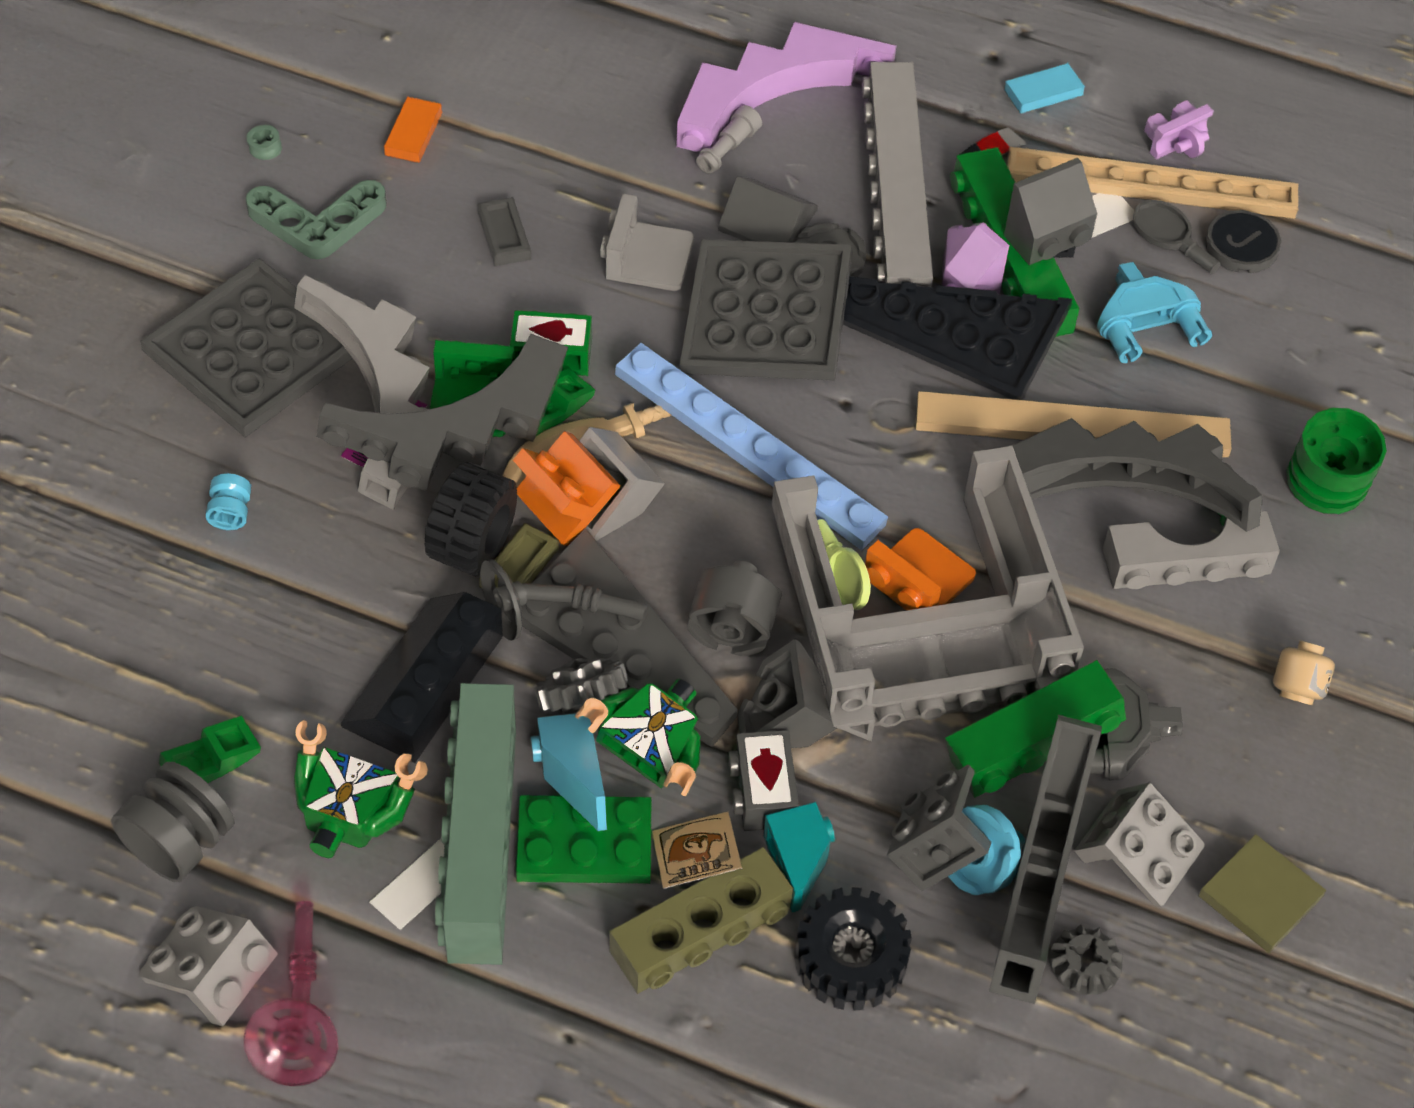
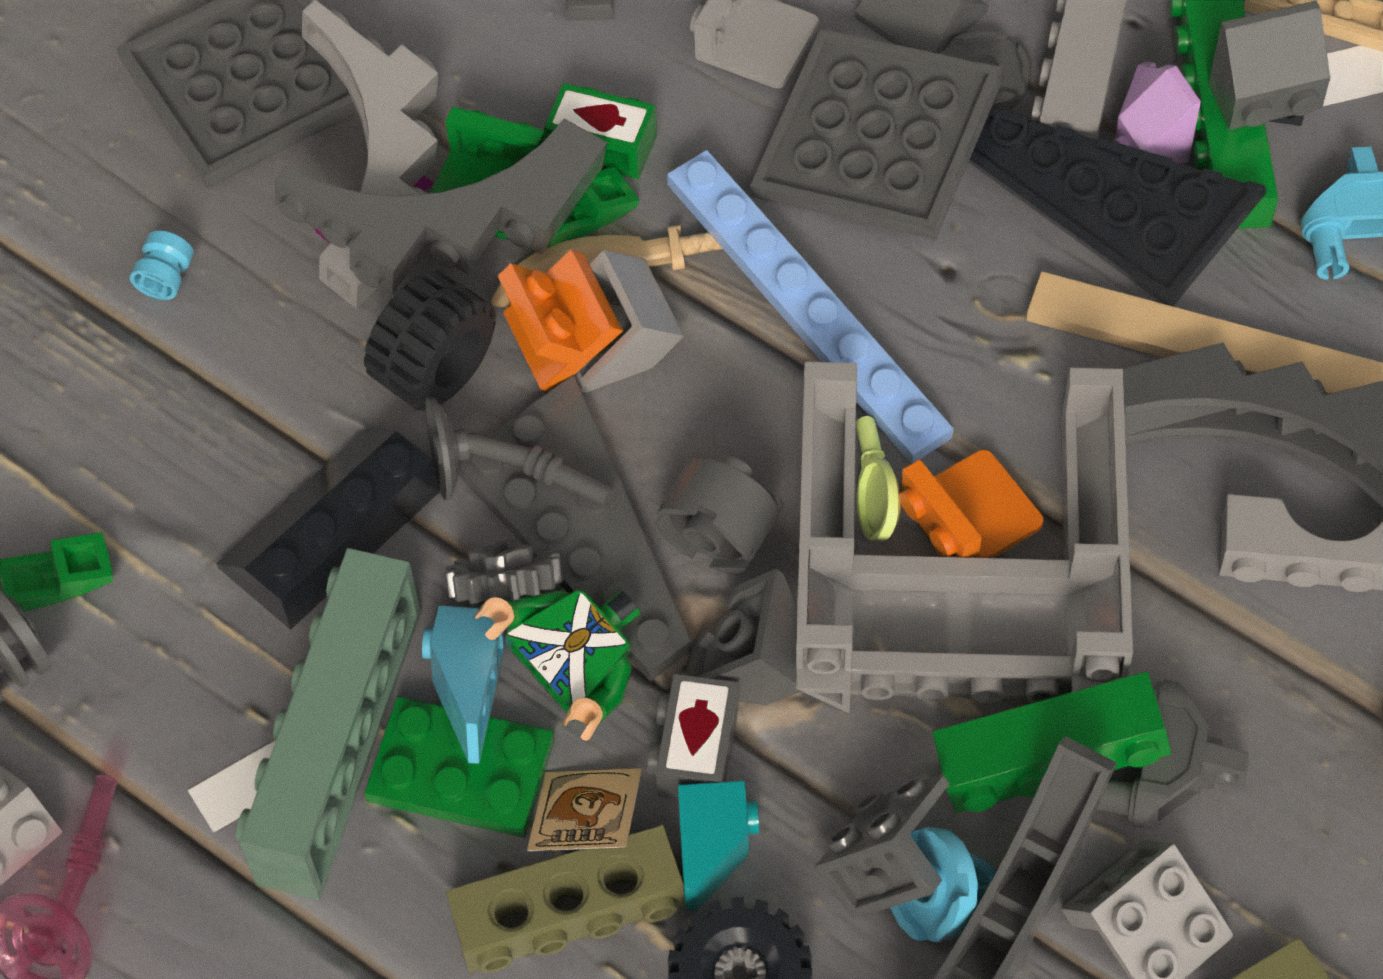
camera: 20 degrees right, 5 degrees up
(348, 796) = (191, 655): torso -> none
(526, 554) = (490, 398): olive tile -> none

